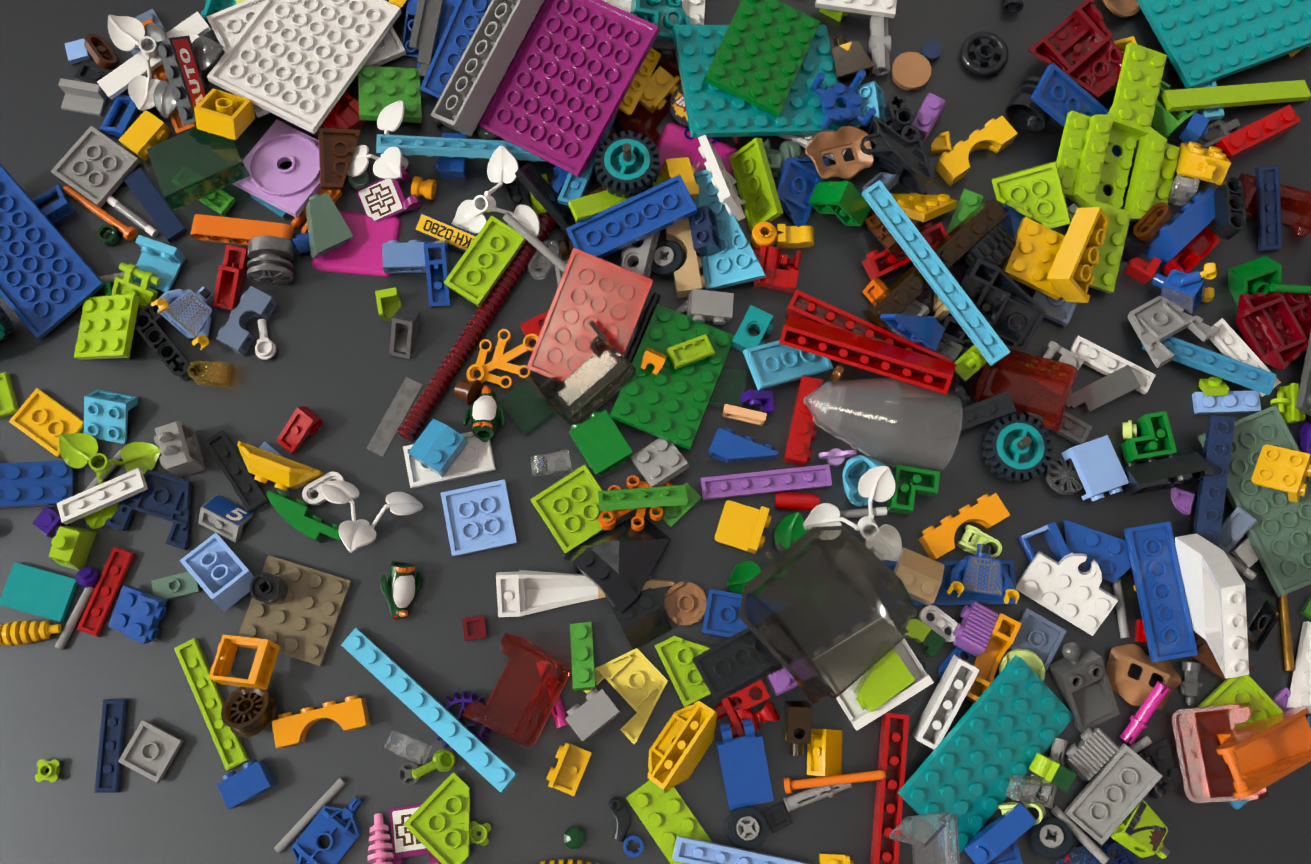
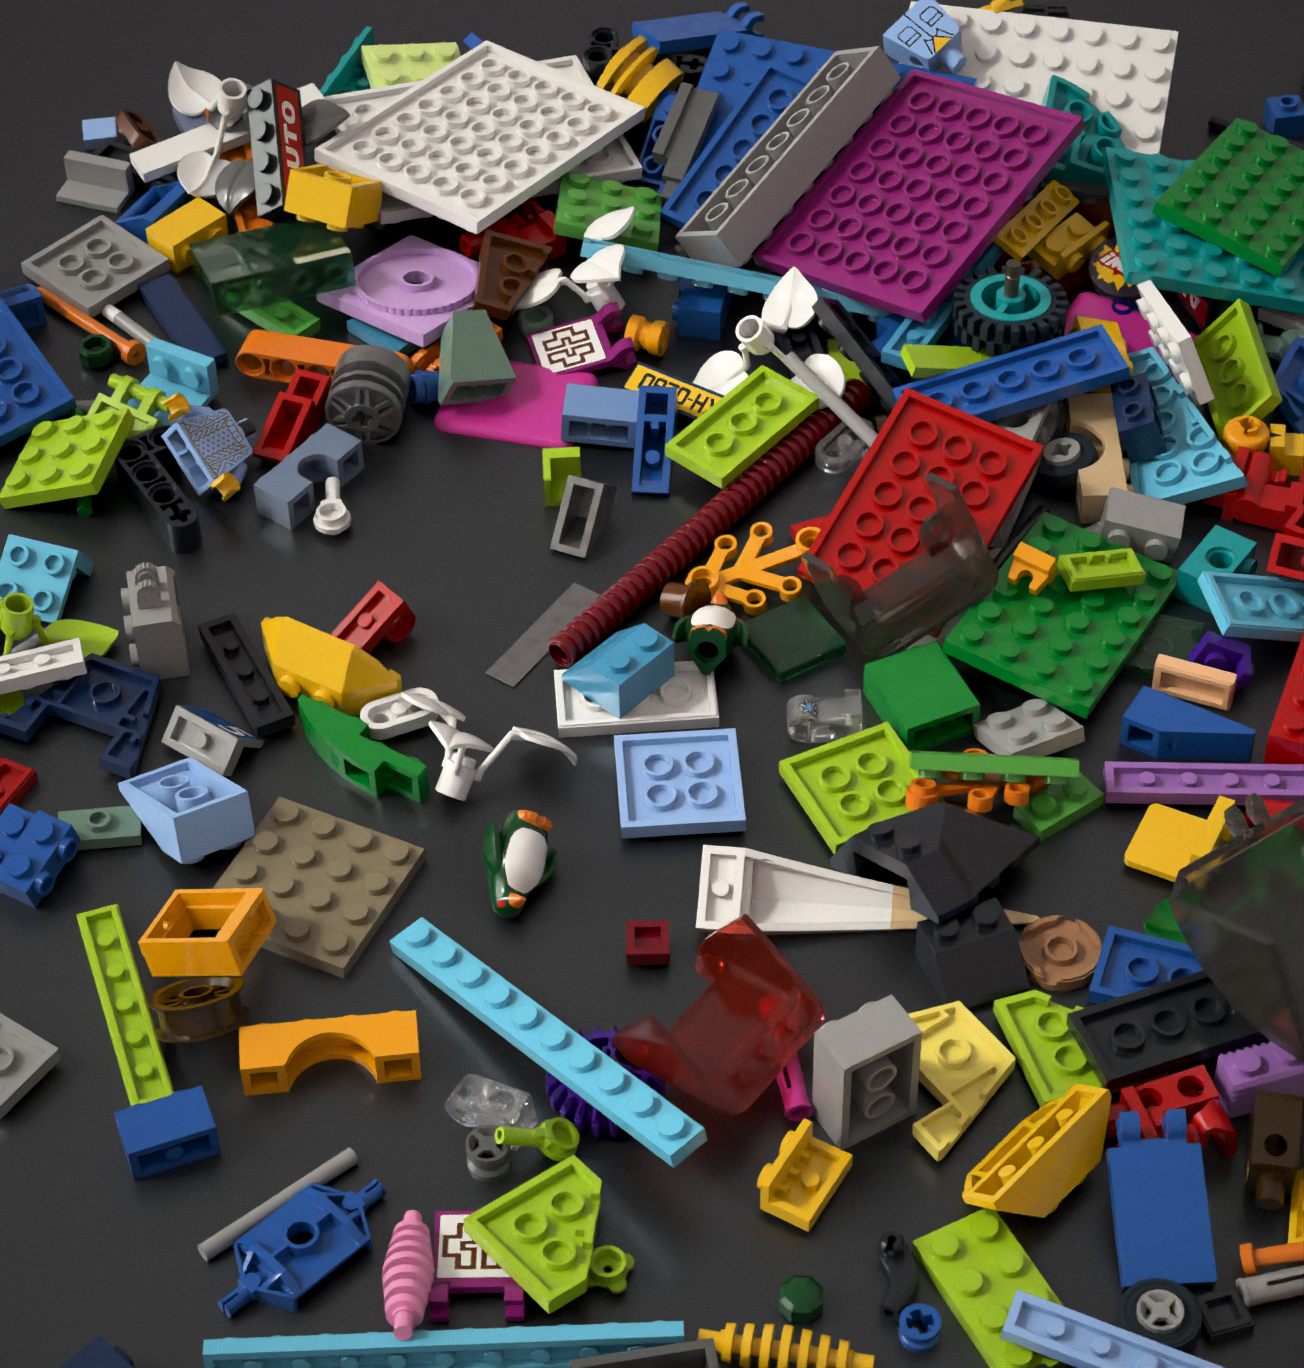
camera: 10 degrees right, 30 degrees down
(213, 373) = (232, 540): clear yellow piece -> none
(268, 588) = (277, 824): black wheel -> none
(582, 656) = (851, 984): bright green plate -> none

